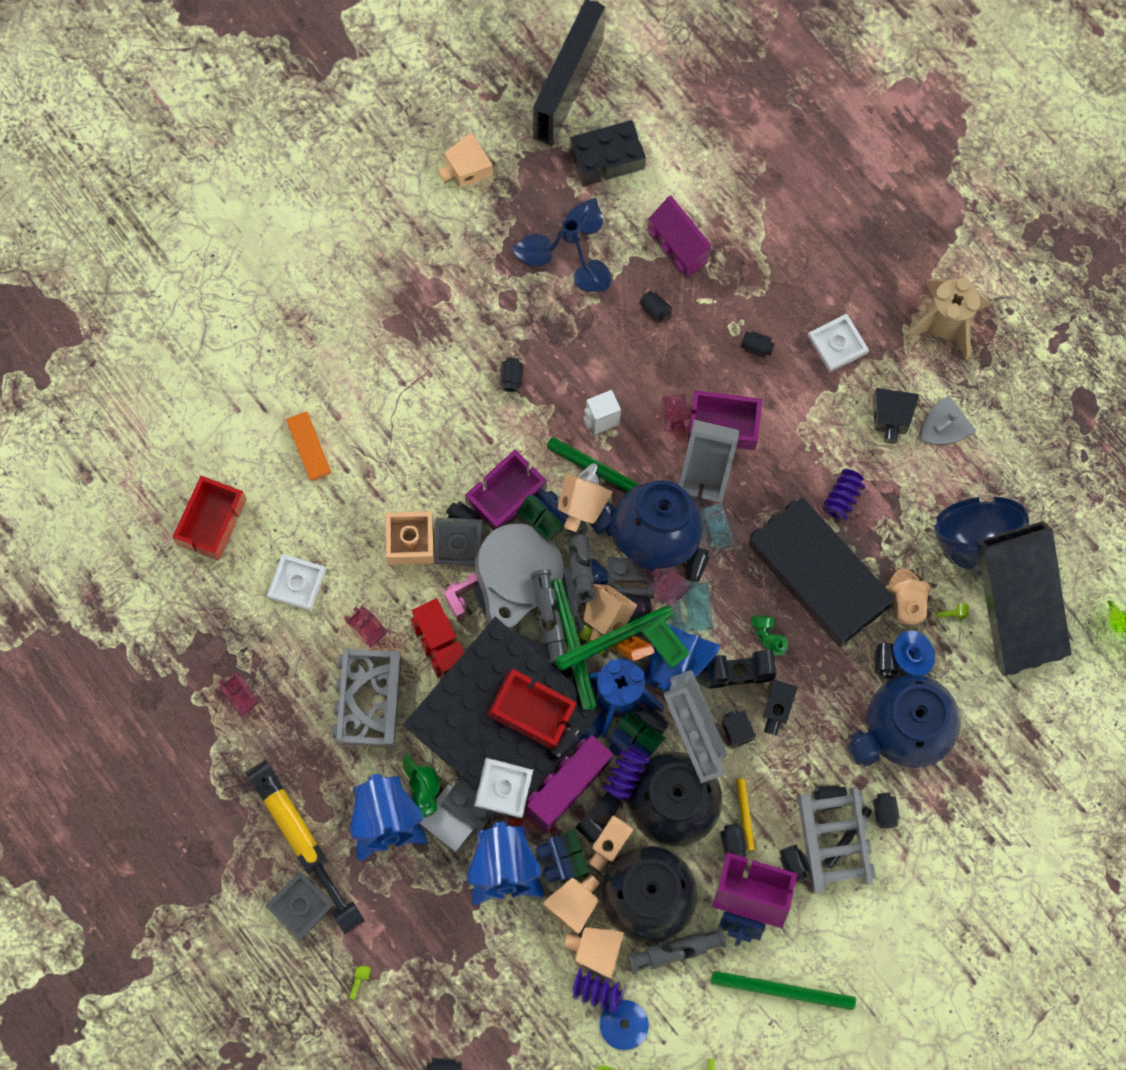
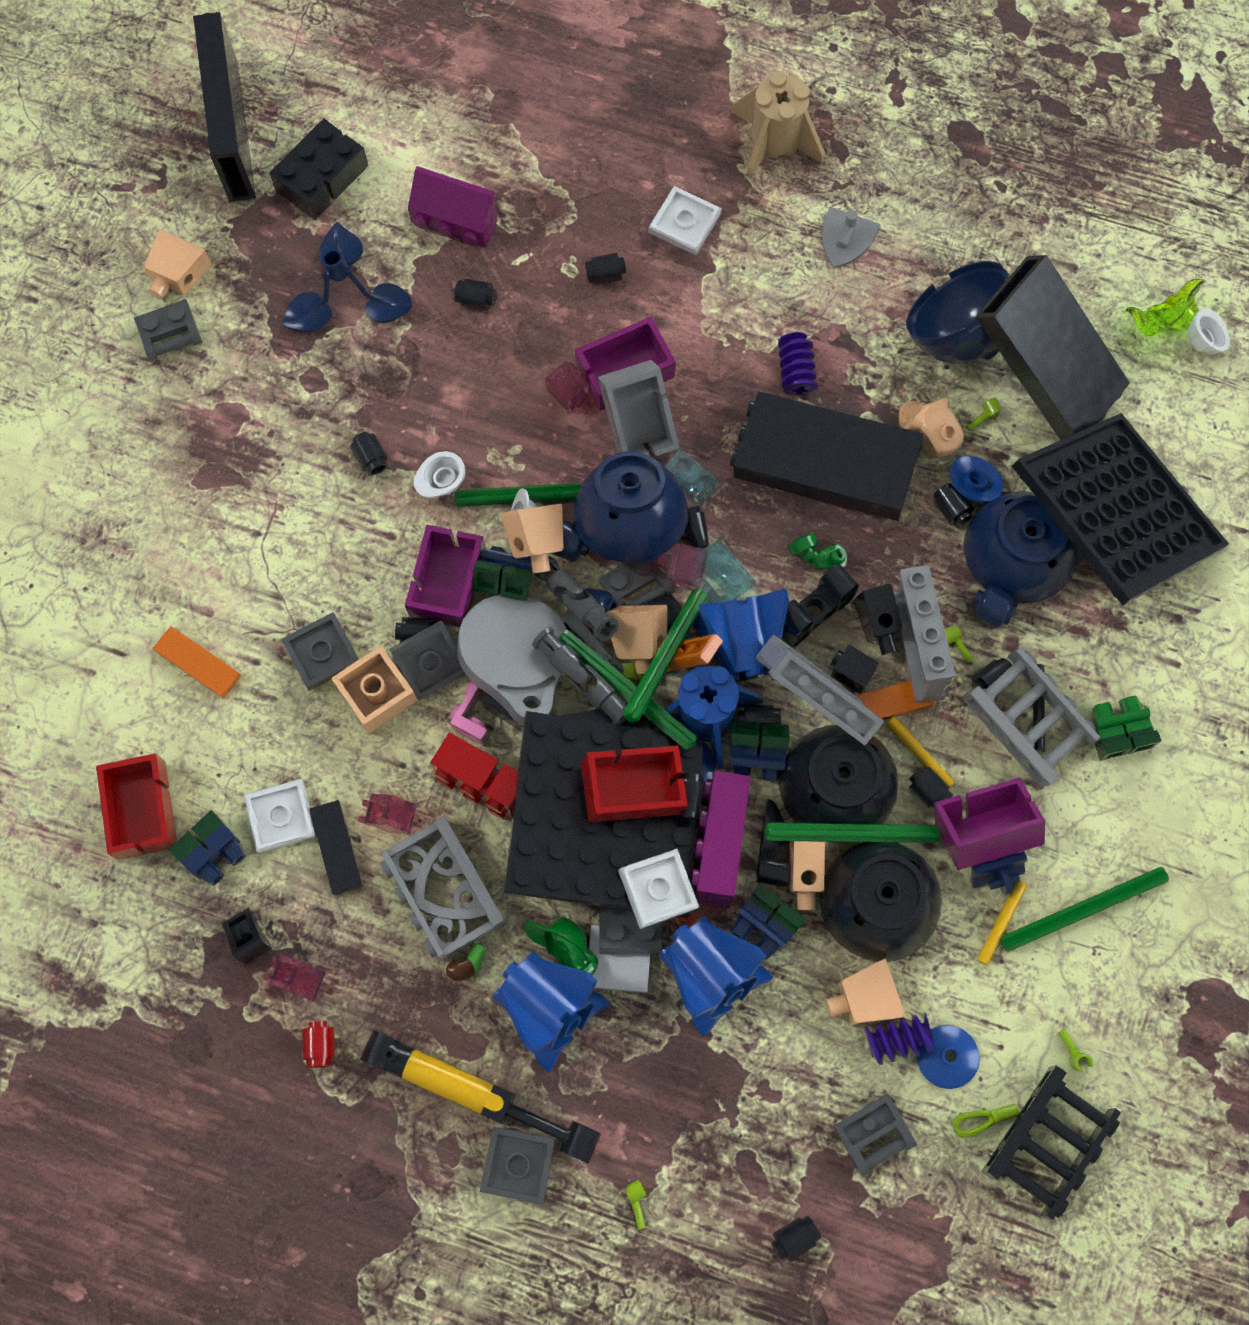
camera: 30 degrees left, 0 degrees up
(224, 647) = (245, 937): none -> black slope
(225, 746) = (318, 1044): none -> red brick
(246, 576) = (220, 844): none -> dark blue hips
(318, 626) = (336, 847): none -> black tile
(351, 759) = (467, 967): none -> arm
(392, 489) = (320, 650): none -> dark grey plate
(434, 199) = (164, 324): none -> dark grey plate
(540, 1032) = (868, 1126): none -> dark grey plate
(547, 419) = (439, 475): none -> white piece
(574, 903) = (811, 963): light nougat torso -> none
(602, 412) = (493, 431): white brick -> none
(627, 773) = (776, 788): dark purple piece -> none
(657, 836) = (851, 832): none -> green axle
(660, 955) = (953, 936): dark grey piece -> none
(665, 641) = (727, 621): green tile -> none
(721, 962) = (1001, 923): none -> yellow bar
(752, 768) = (893, 701): none -> orange tile
(794, 861) = (1004, 767): black brick -> none
(797, 735) = (923, 635): none -> light grey fence
(823, 750) = (954, 635): none -> lime hand
(886, 810) = (1059, 655): black brick -> none
(893, 412) = (788, 254): black torso -> none
(904, 889) = (1124, 732): none -> hips
(997, 736) = (1120, 507): none -> black plate

